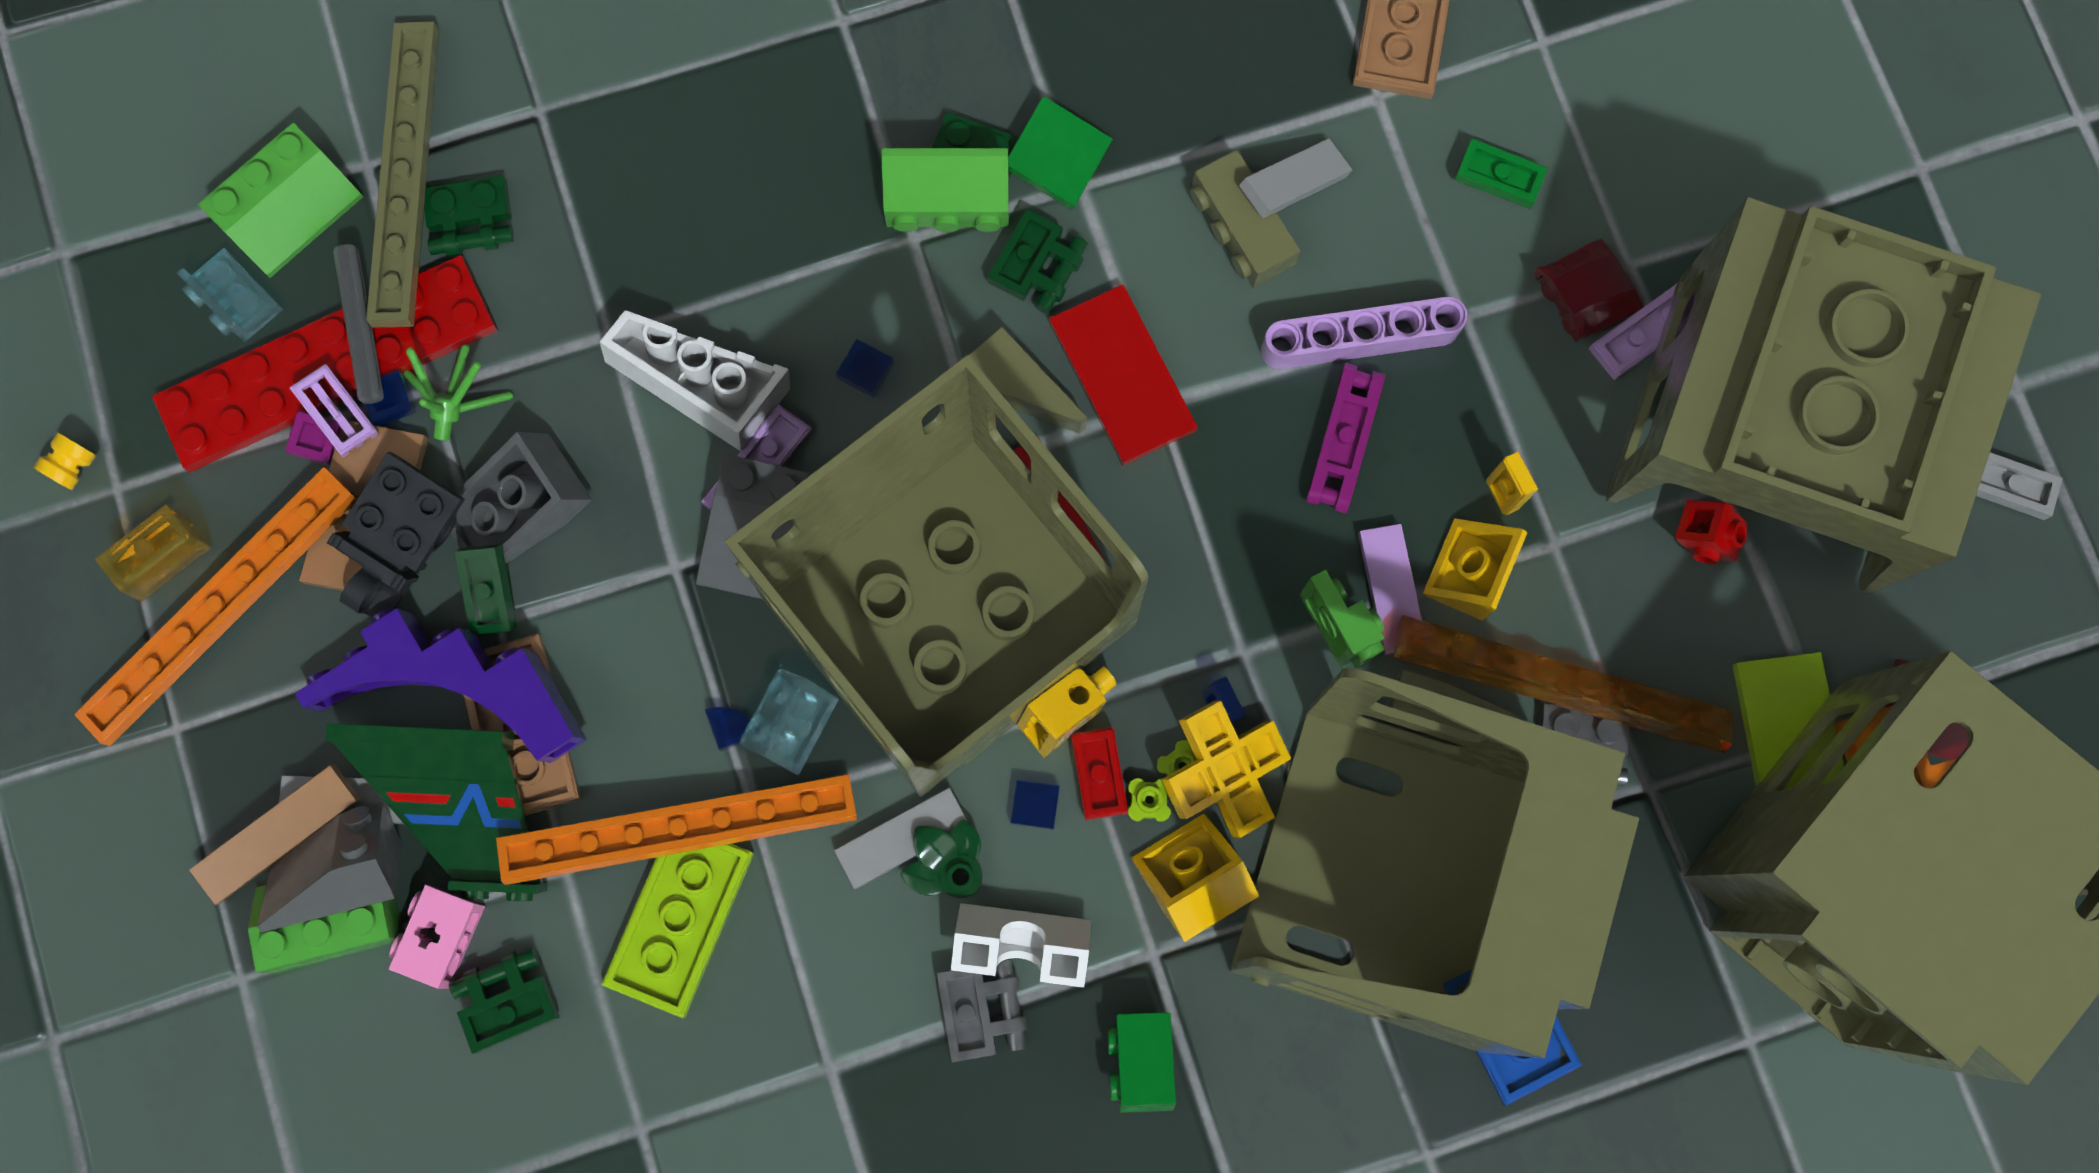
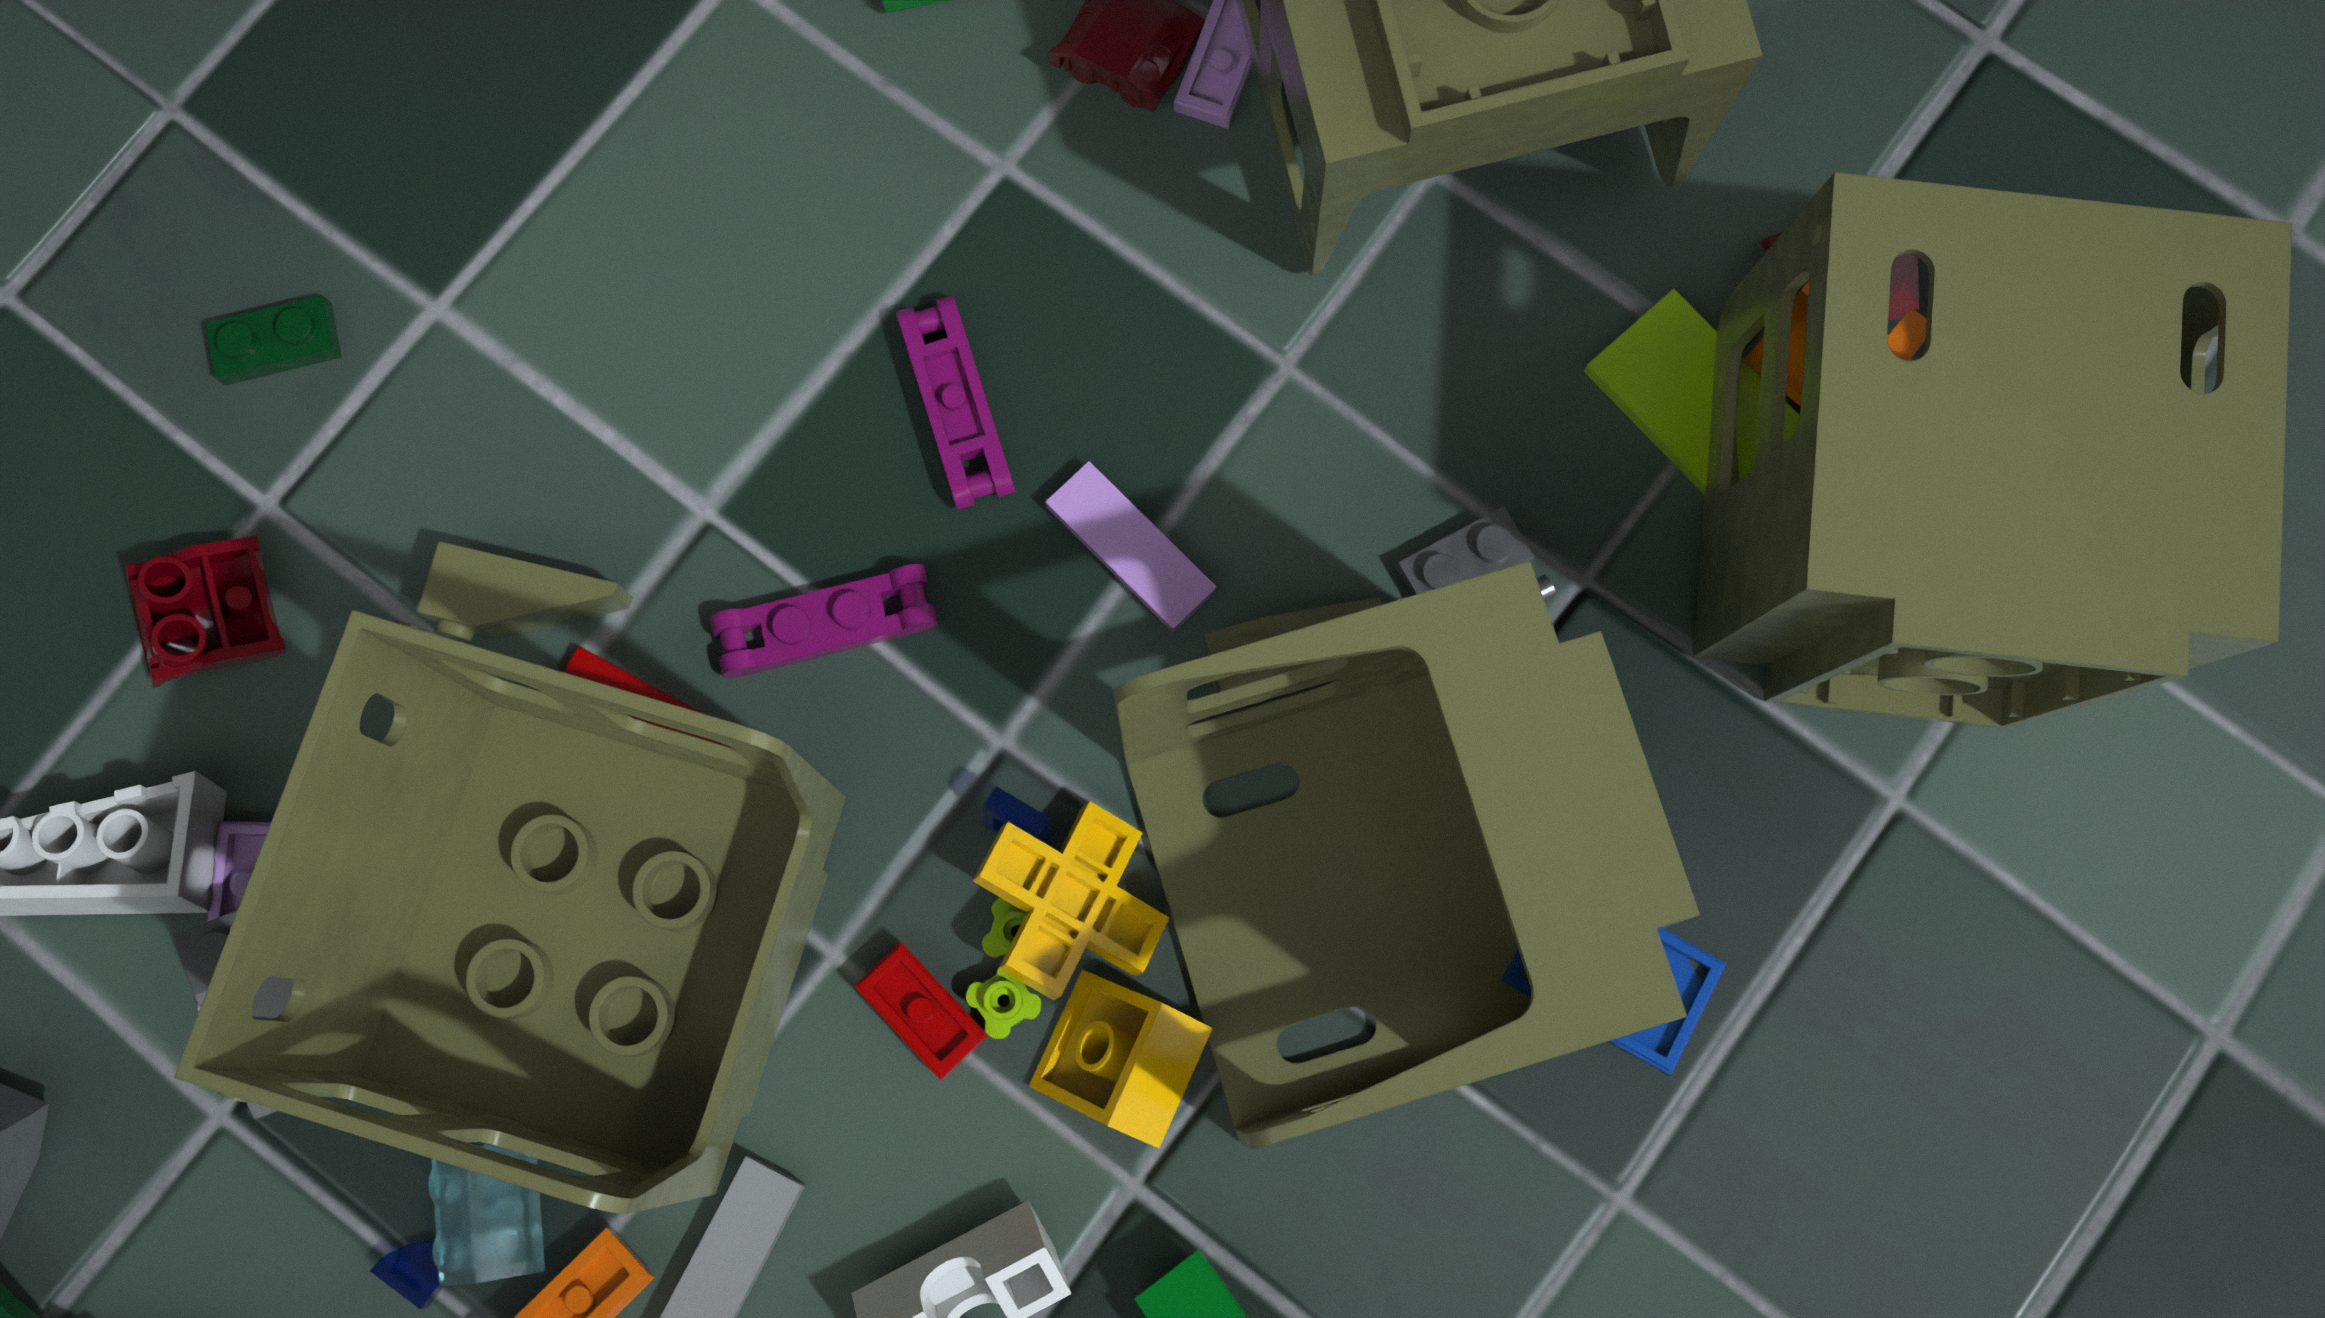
camera: 30 degrees left, 0 degrees up
(843, 277) = (204, 609): none -> dark red slope
(864, 368) = (292, 702): clear blue plate -> none
(939, 857) = (788, 1250): dark green plate -> none
(946, 188) = (257, 415): bright green slope -> none
(1025, 256) = (418, 433): dark green plate -> none
(1035, 805) = (867, 1103): clear blue tile -> none
(1055, 716) = (818, 983): yellow torso -> none
(1057, 153) = (376, 285): green tile -> none
(1123, 375) = (634, 502): red tile -> none
(1186, 515) = (823, 622): none -> magenta plate
(1258, 244) = (660, 218): olive brick -> none
(1295, 178) = (688, 129): light grey tile -> none
(1349, 632) = (1108, 630): bright green plate -> none
(1378, 320) = (899, 235): lavender beam -> none
(1474, 566) = (1208, 454): yellow slope -> none
(1511, 484) = (1186, 326): yellow plate -> none
(1563, 684) = (1401, 525): clear orange plate -> none
(1711, 531) = (1456, 229): red brick -> none

